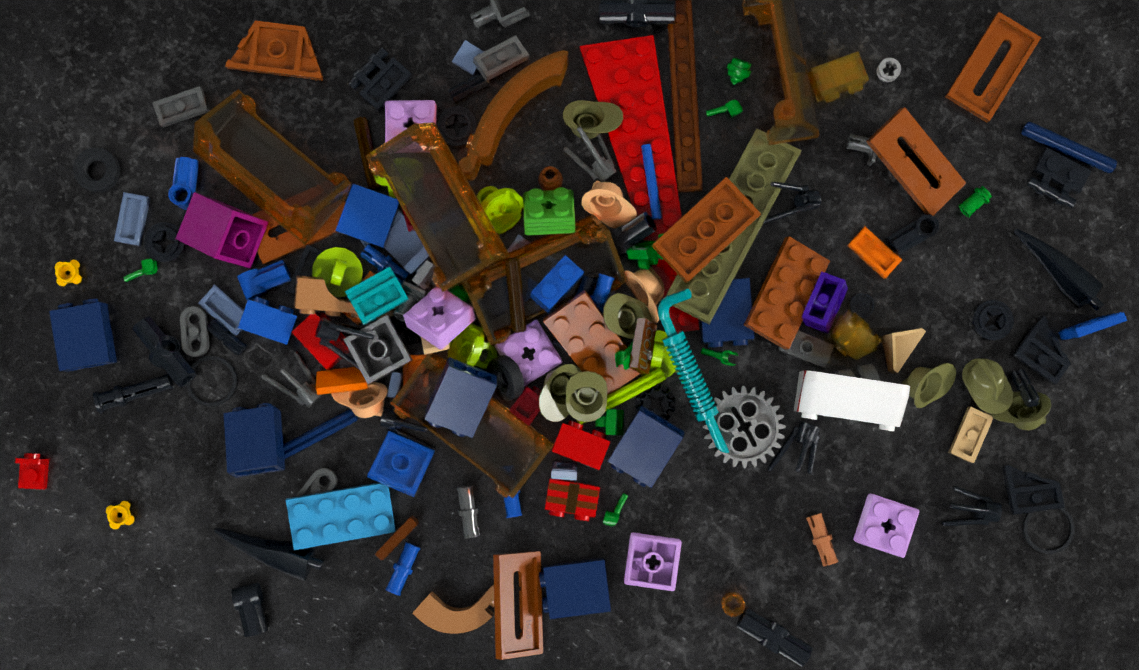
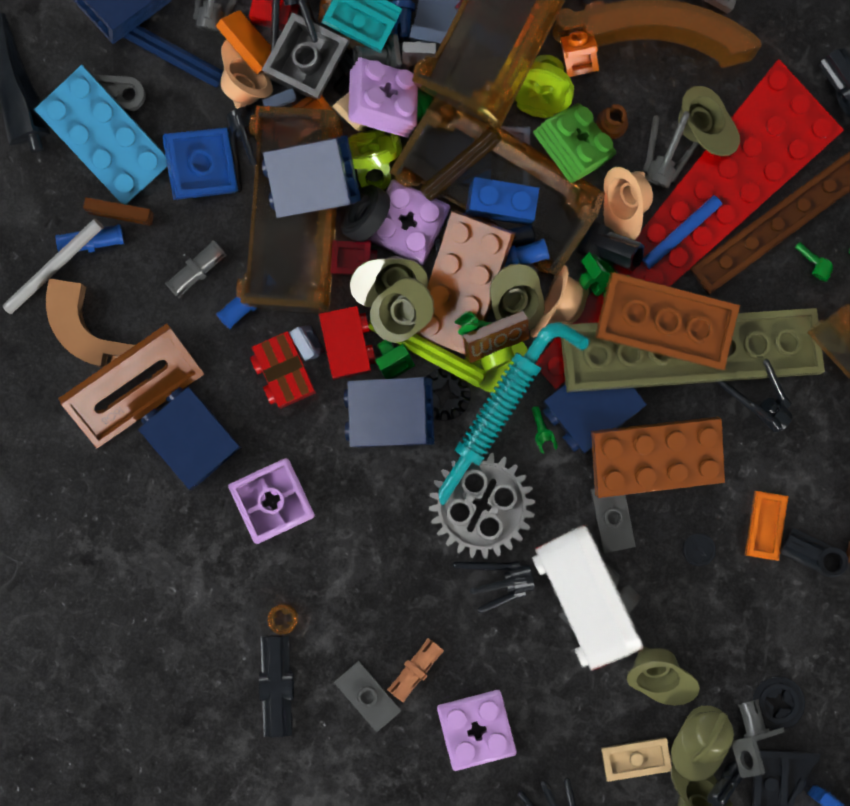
camera: 55 degrees right, 0 degrees up
(405, 604) = (52, 266): none -> light grey bar
(492, 171) = (579, 53): none -> orange bracket
(612, 518) = (289, 428): green hand -> none
(818, 581) = (367, 696): none -> dark grey plate
(824, 302) = (674, 504): dark purple brick -> none
(854, 336) = (659, 560): clear yellow cone -> none
(899, 347) = (681, 617): tan slope -> none
(1004, 347) = (755, 731): none -> dark grey bracket

